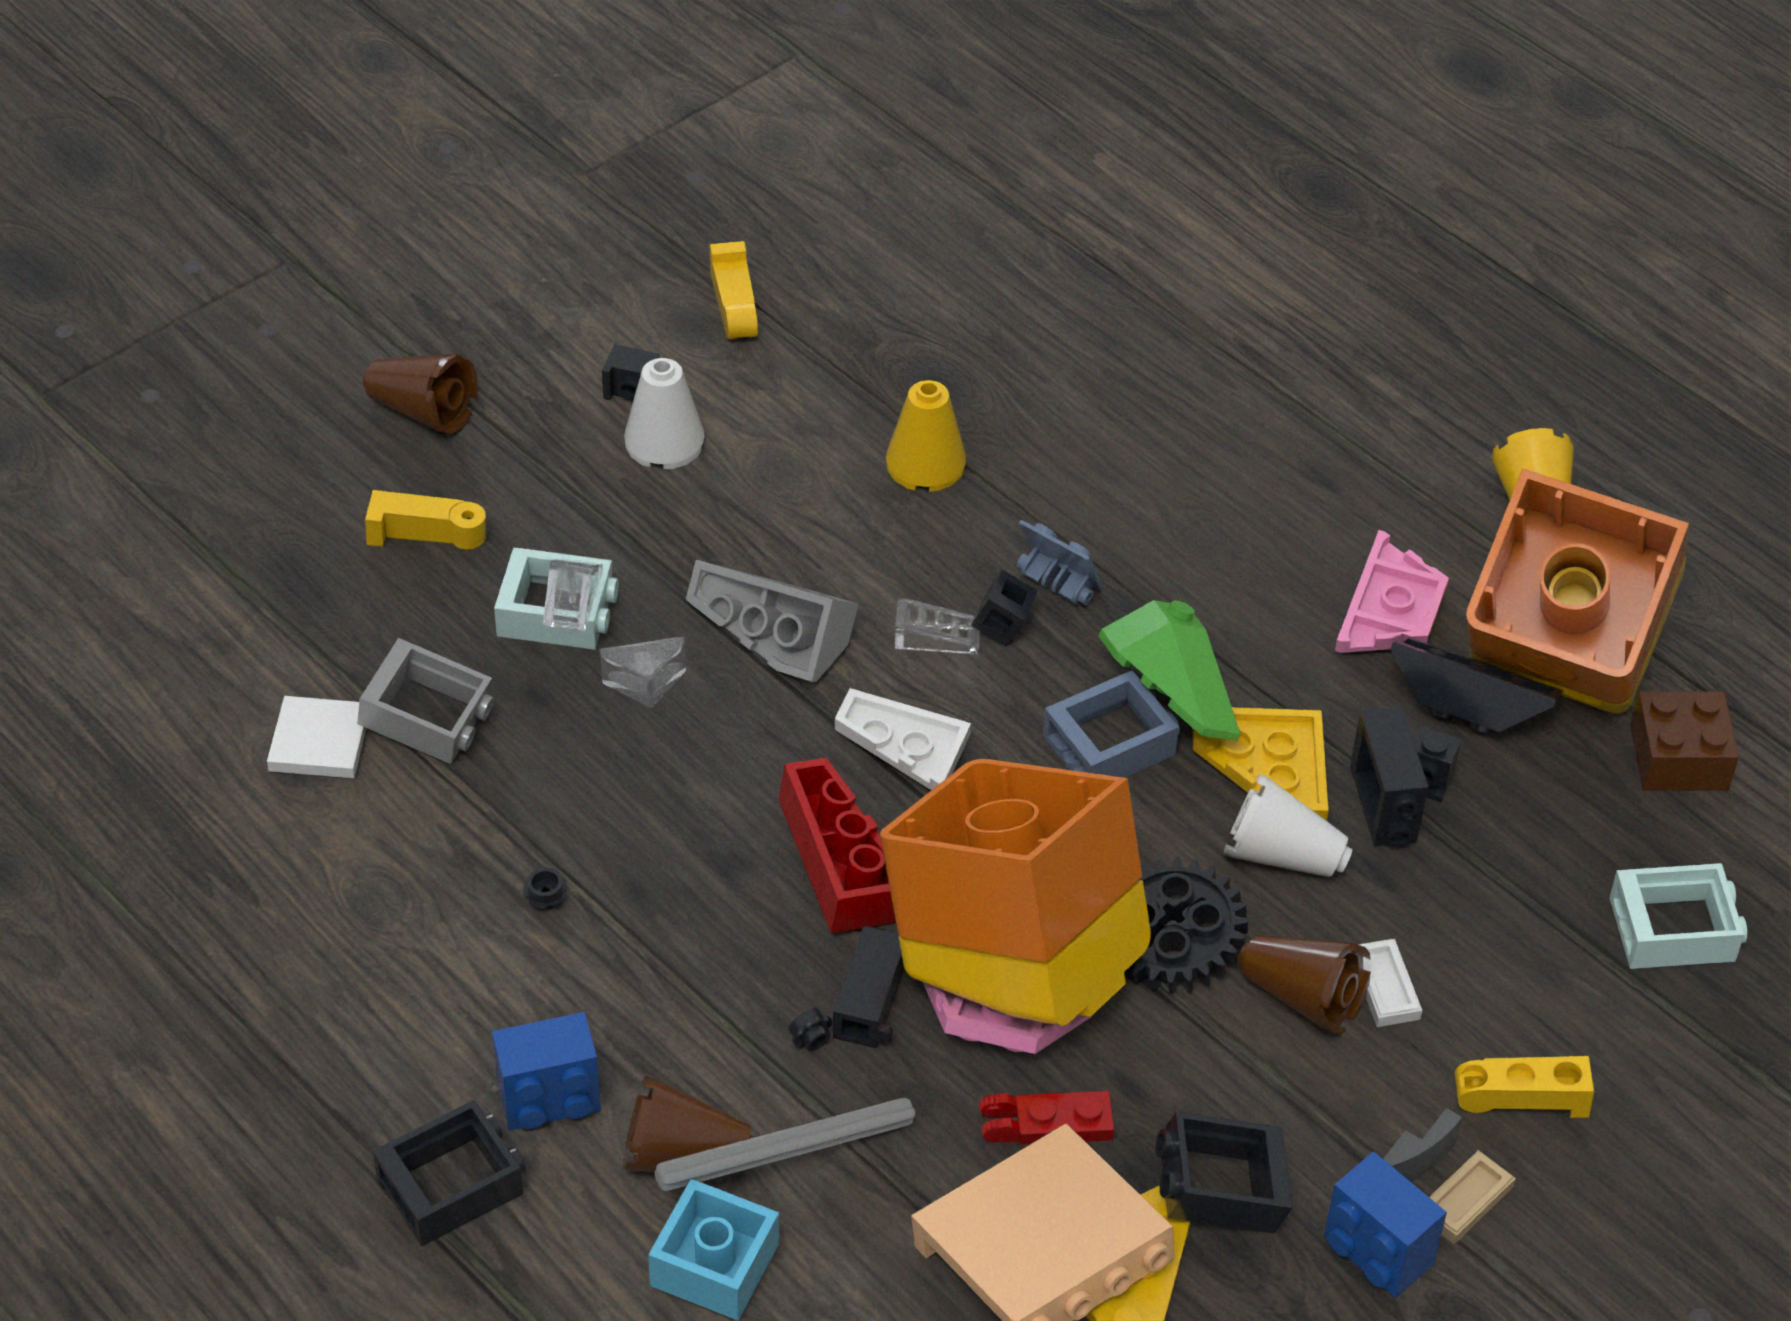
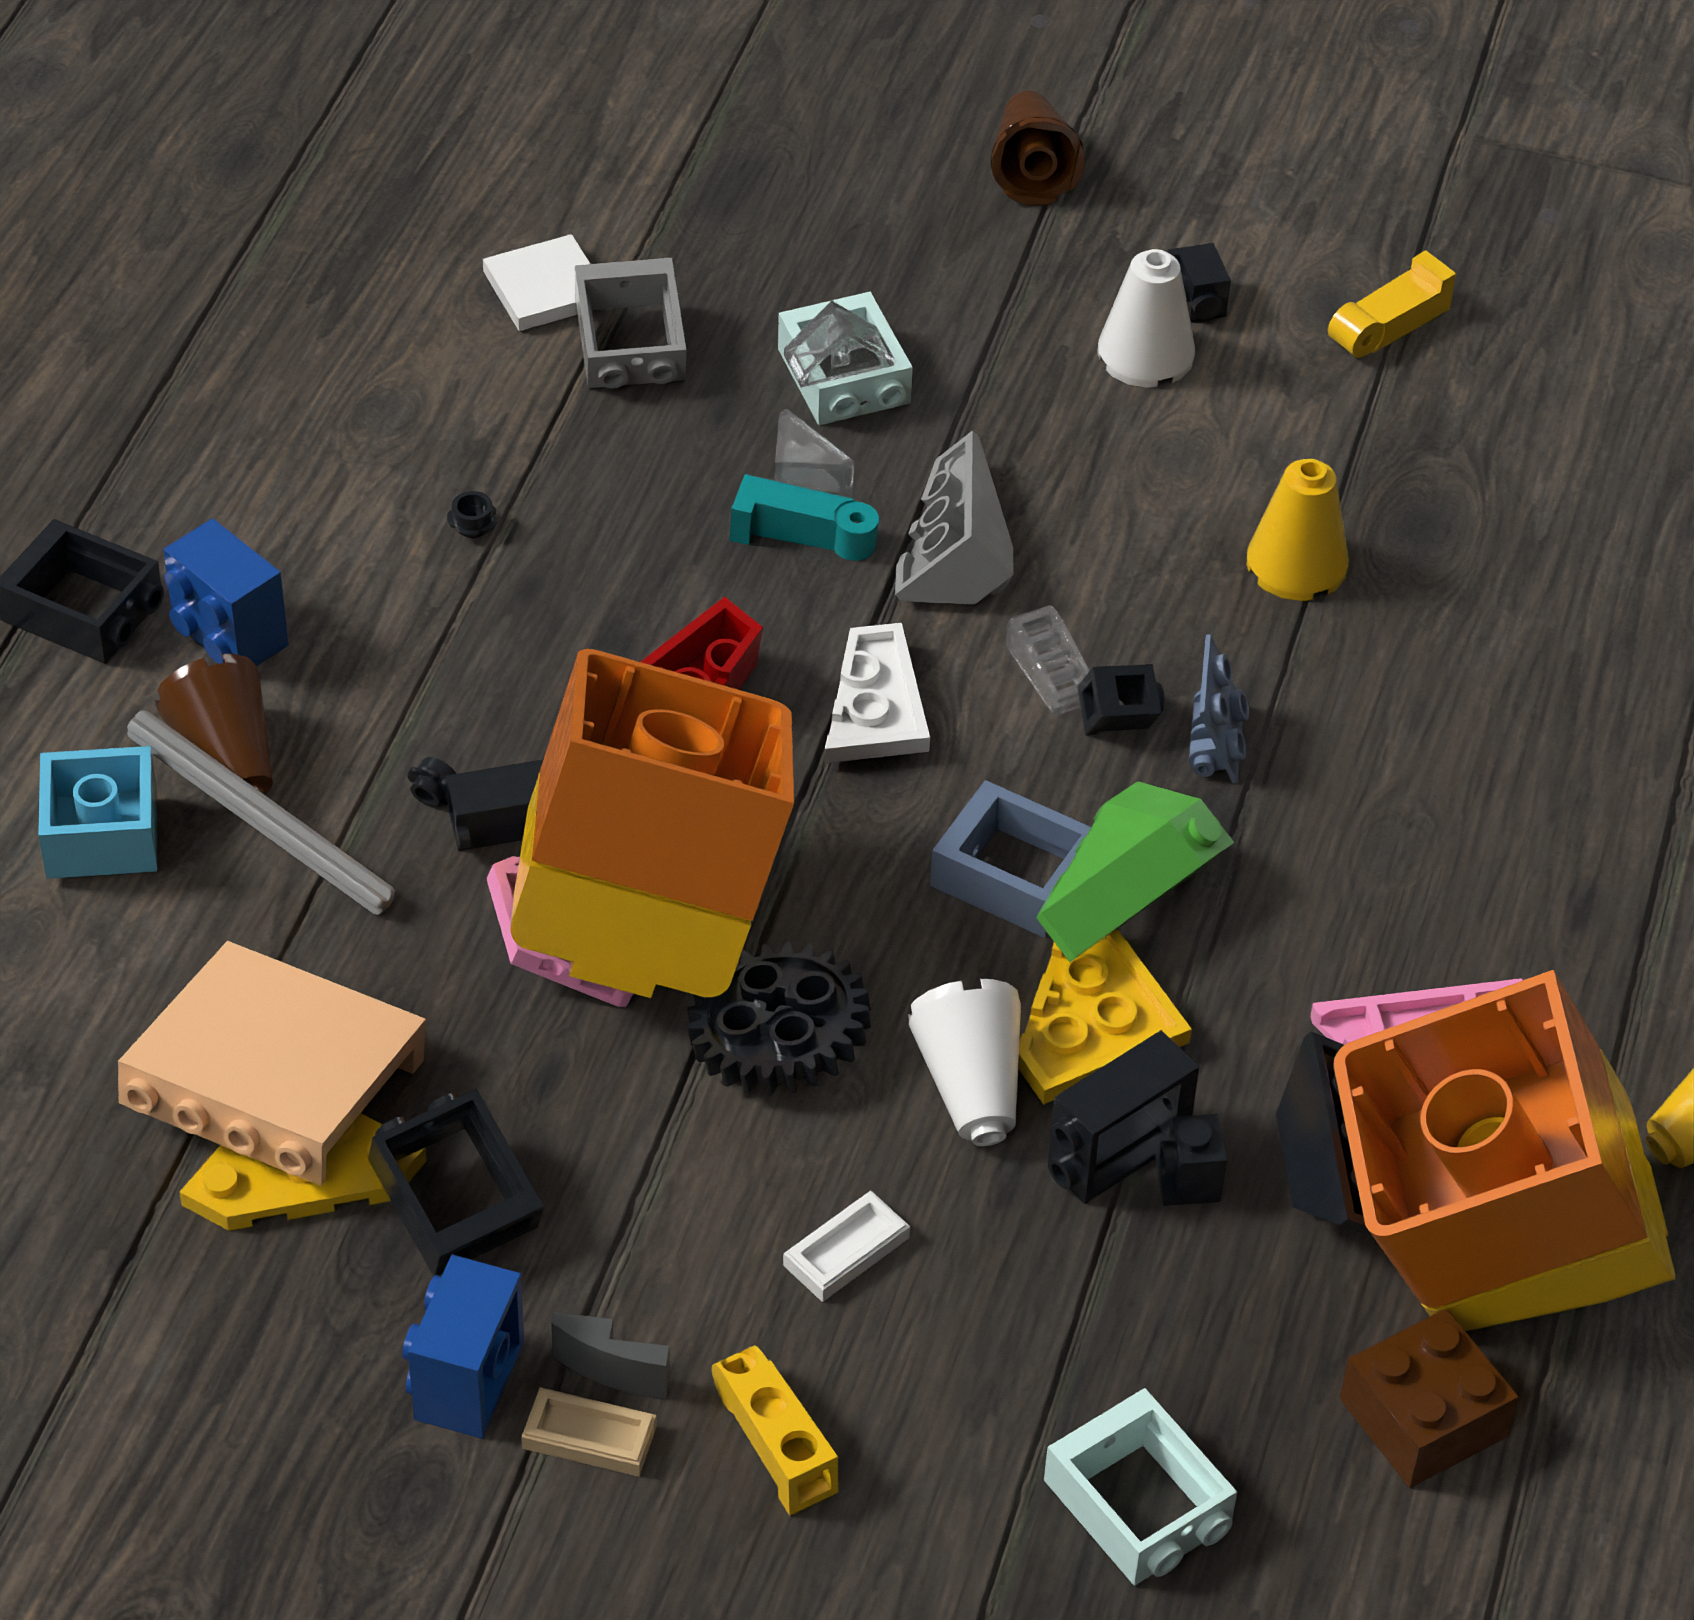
camera: 60 degrees right, 0 degrees up
(424, 519) = (871, 222): yellow leg -> none
(697, 696) = (803, 518): none -> teal leg
(1040, 1114) = (455, 1022): red hinge -> none
(1310, 976) = (779, 1167): reddish brown cone -> none

